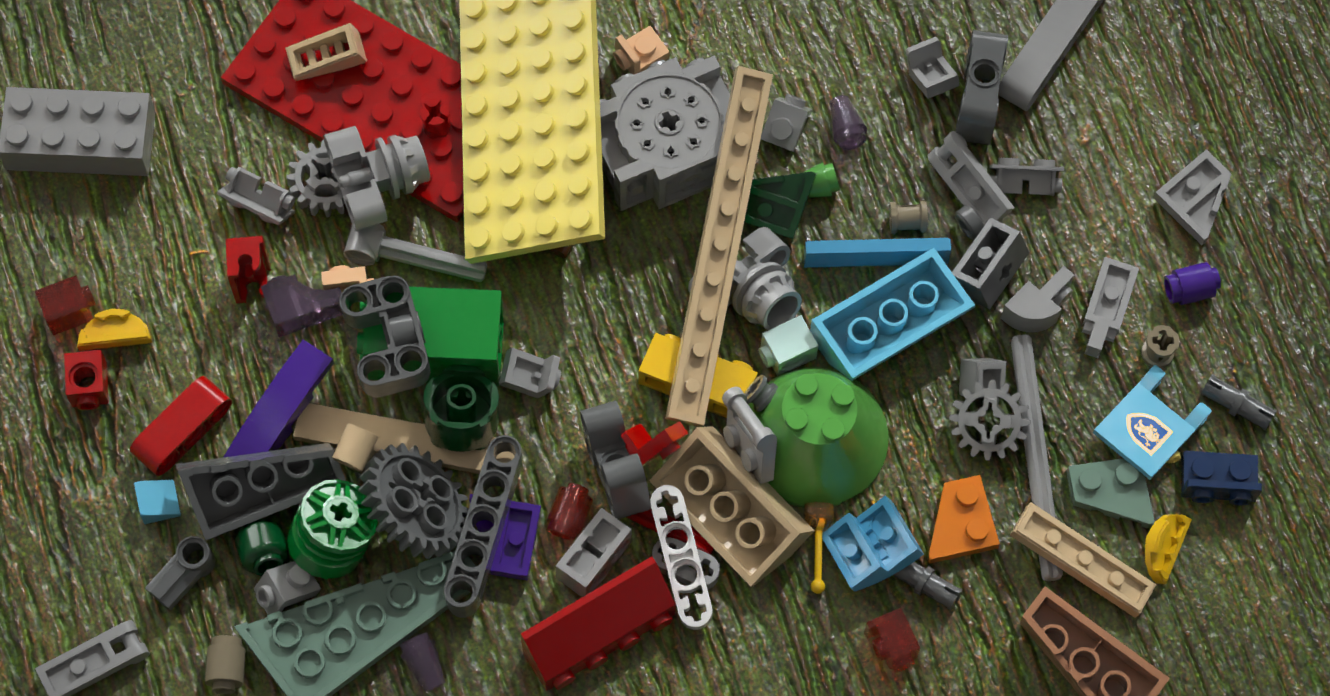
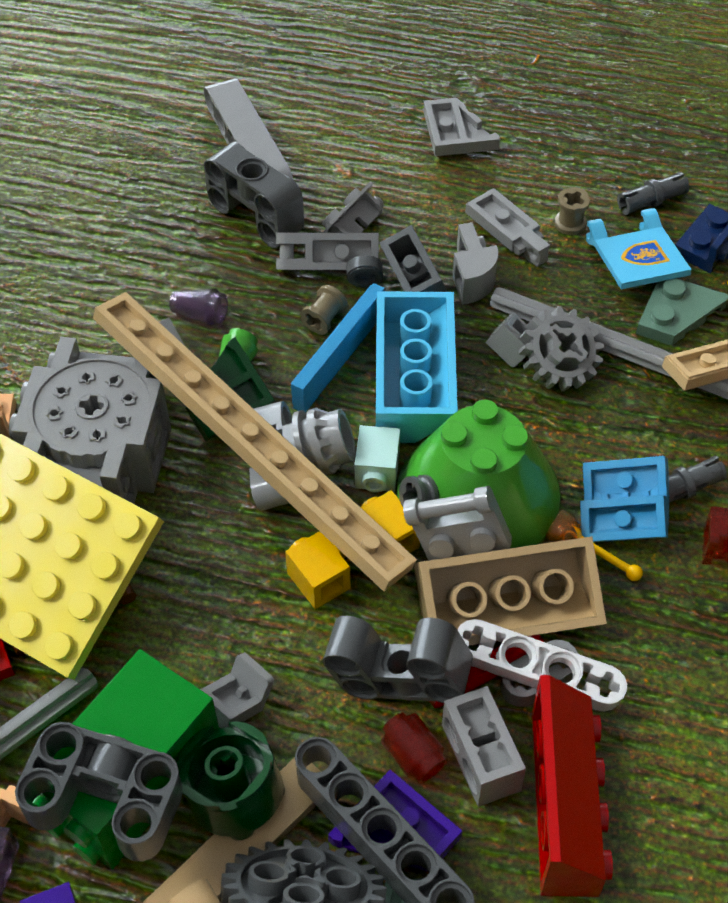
camera: 55 degrees left, 15 degrees down
(664, 444) = (414, 604): red bracket -> none
(930, 68) = (206, 226): light grey bracket -> none
(962, 521) = (637, 423): orange wing -> none
(1192, 284) = (531, 166): dark purple brick -> none

